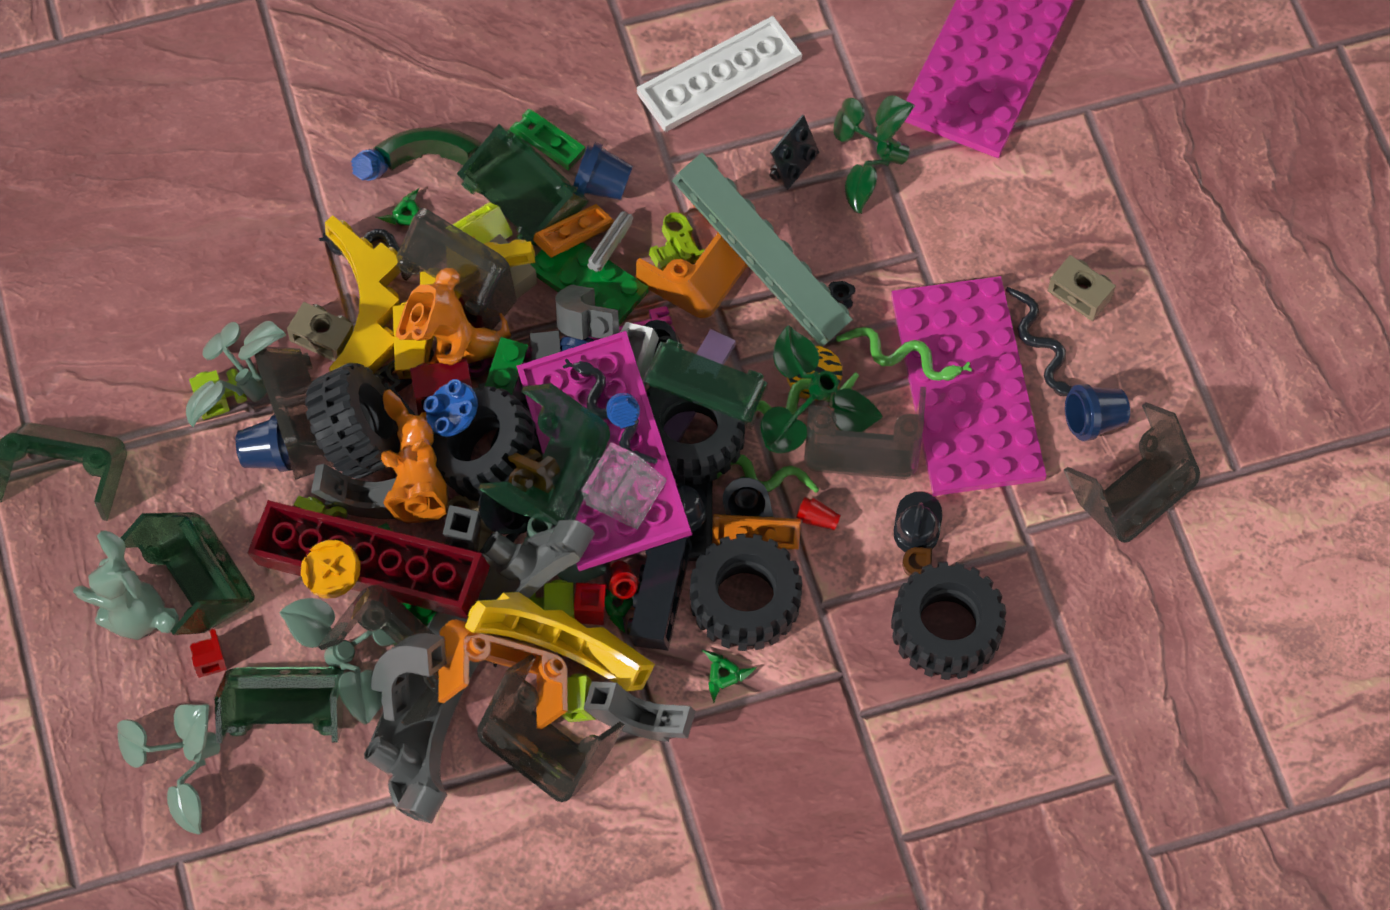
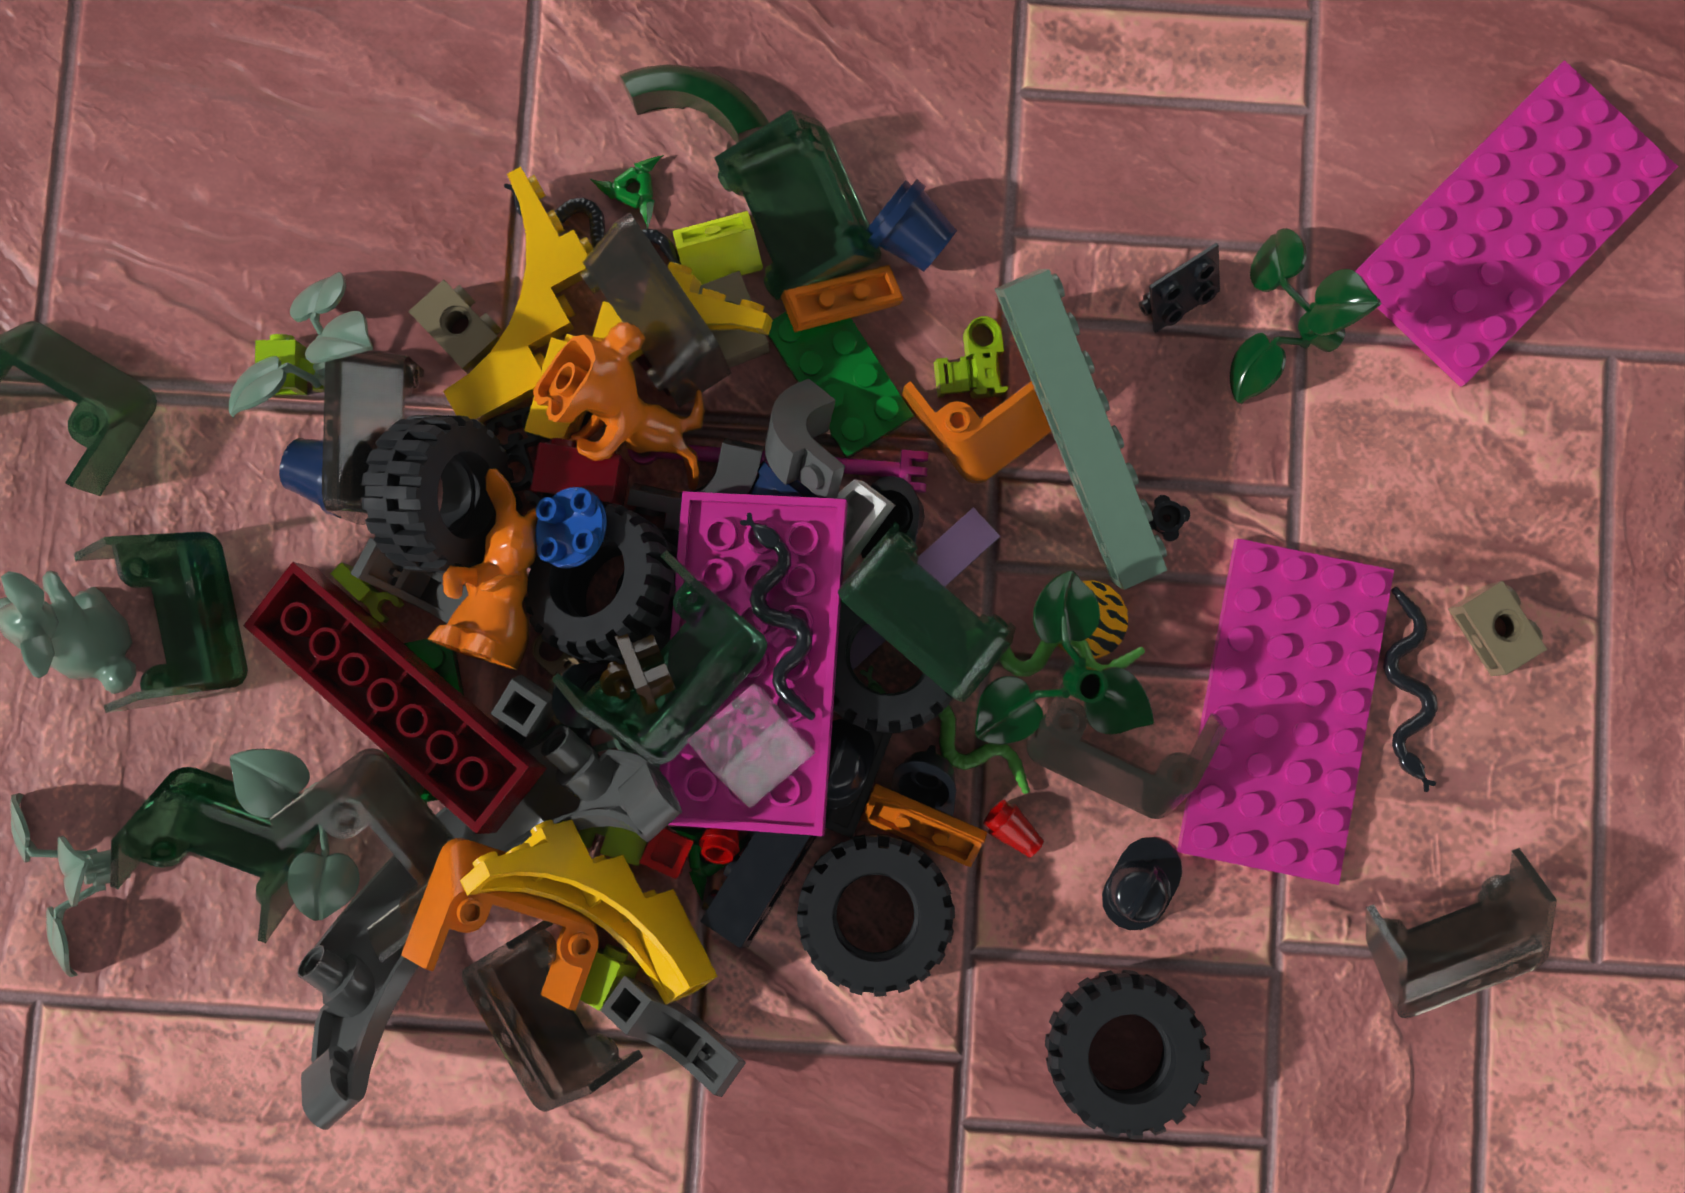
camera: 20 degrees right, 20 degrees up
(208, 656) = (161, 738): red panel -> none
(330, 569) = (332, 701): light orange tile -> none
(369, 165) = (604, 100): blue piece -> none
(415, 654) = (380, 889): dark grey arch -> none
(504, 366) = (676, 473): green plate -> none
(549, 139) = (860, 144): green plate -> none
(610, 241) = (885, 332): light grey axle -> none
(623, 410) = (790, 635): blue piece -> none
(719, 73) = (1128, 125): white plate -> none
(719, 663) = (794, 1011): green piece -> none
(915, 559) = (1120, 943): reddish brown tile -> none
(947, 373) = (1263, 699): bright green animal -> none
(1095, 410) = (1443, 823): dark blue piece -> none

